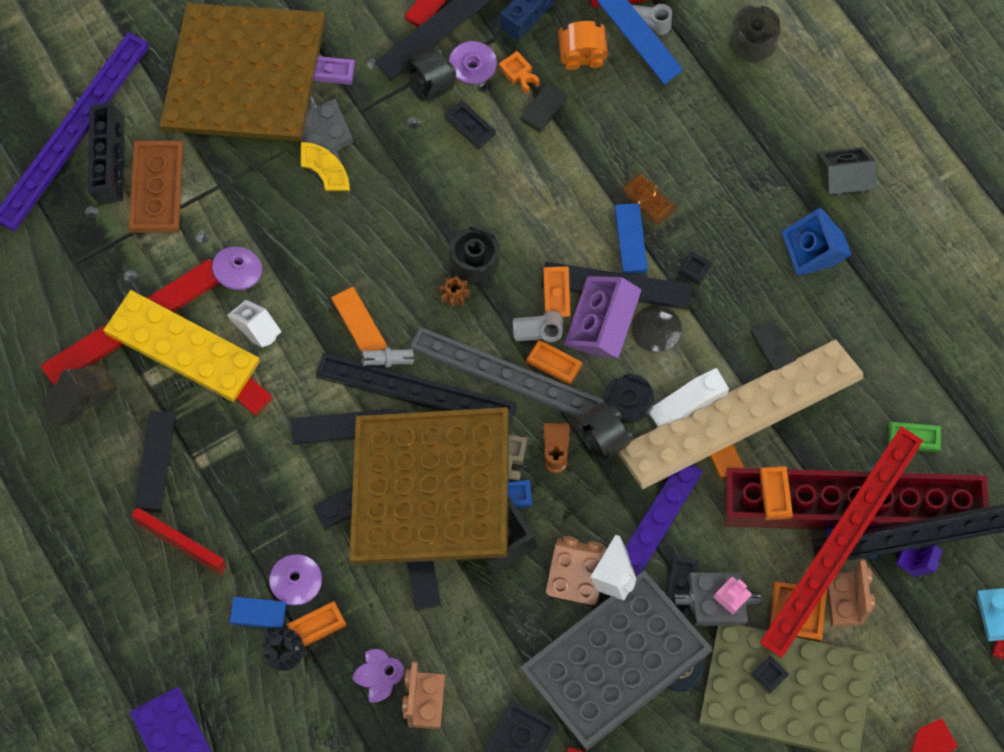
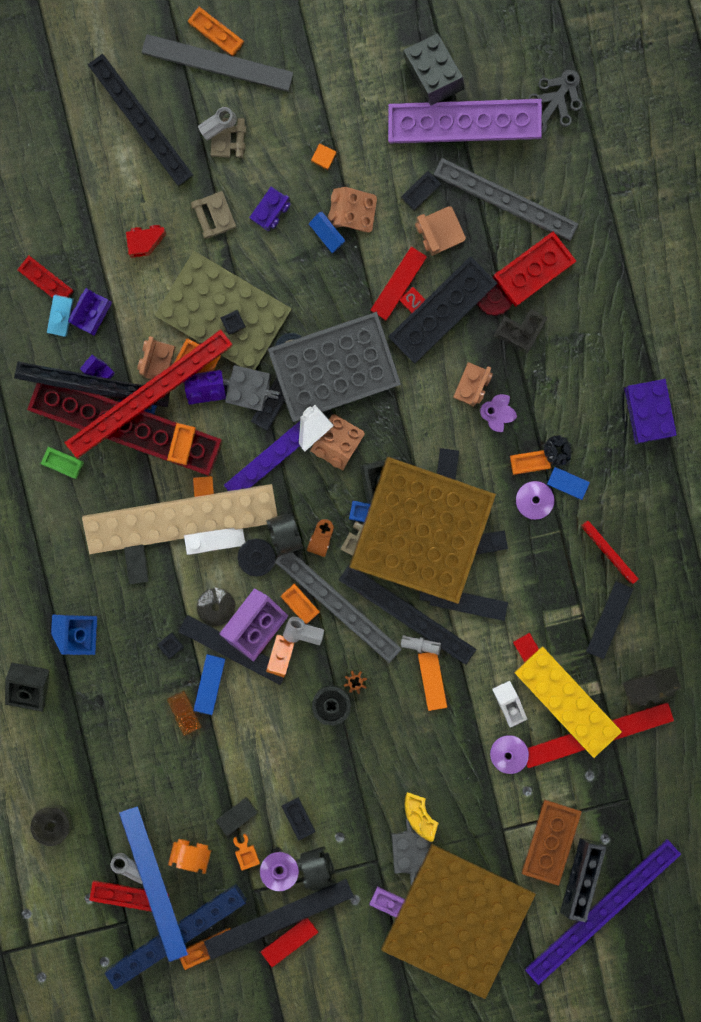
camera: 160 degrees left, 20 degrees up
(732, 595) = (238, 383): bright pink tile -> none
(773, 582) = (205, 387): none -> dark purple bracket
(960, 631) = (89, 311): none -> dark purple bracket

